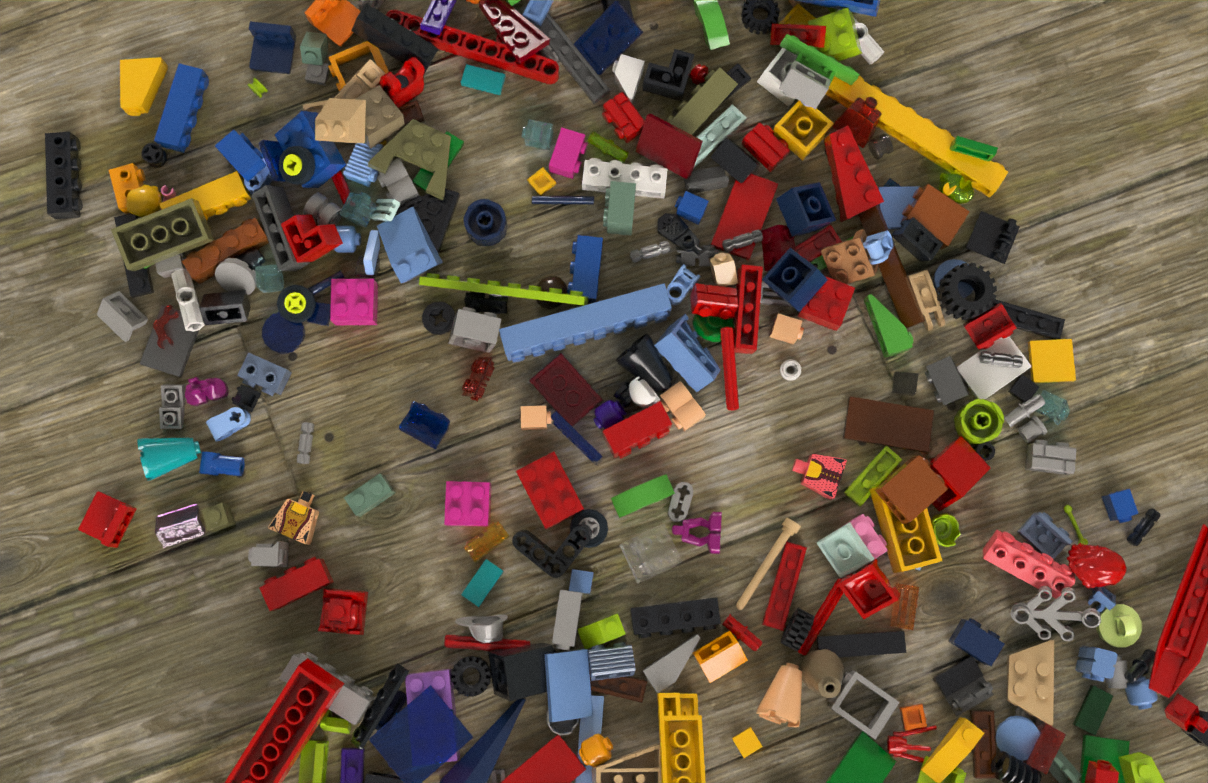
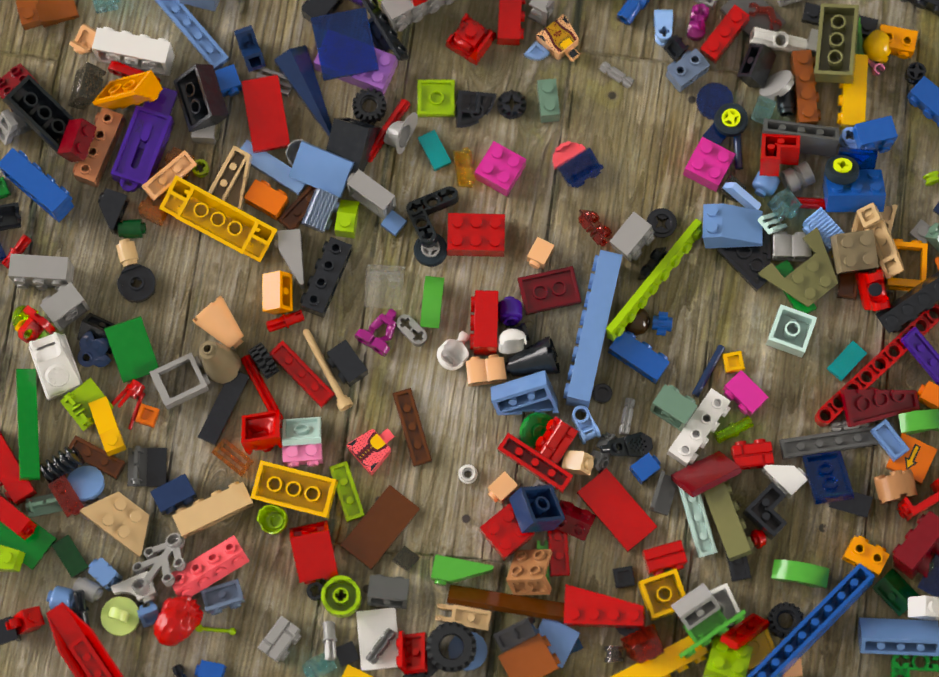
camera: 120 degrees right, 5 degrees down
(206, 355) = (725, 34): none -> red brick
(322, 536) = (536, 52): none -> light blue tile
(341, 121) = (858, 219): tan slope -> none
(402, 533) = (505, 109): none -> black gear
(415, 449) = (565, 152): none -> coral tile
(415, 570) = (472, 107): none -> black brick
(425, 612) = (436, 98): none -> lime tile
(483, 140) = (791, 331): none -> light aqua brick
(485, 234) = (729, 292): dark blue brick -> none
(538, 134) = (774, 378): clear light blue brick -> none
(541, 264) = (662, 323): none -> blue gear
(586, 448) = (504, 273): clear blue tile -> none
(596, 750) = (262, 164): light orange head -> none
(628, 725) = (266, 199): none -> orange brick
(639, 283) = (602, 393): none -> black tile
(682, 446) = (453, 352): none -> white hair
(729, 366) = (494, 422): red axle -> none
(735, 160) = (667, 527): black panel -> none
(742, 240) = (594, 492): dark grey axle -> none
(747, 742) = (203, 280): yellow tile -> none
(751, 545) = (347, 363): none -> black brick
(775, 448) = (412, 427): none -> reddish brown tile
(803, 175) = (624, 577): none -> black tile
(805, 209) = (592, 555): dark blue brick -> none
(879, 246) = (527, 594): light blue piece -> none
(911, 489) = (318, 502): dark orange brick -> none
(968, 594) = (213, 509): none -> tan brick
(1032, 429) = (310, 639): light grey bush -> none
(1090, 635) = (125, 587): none -> white arch

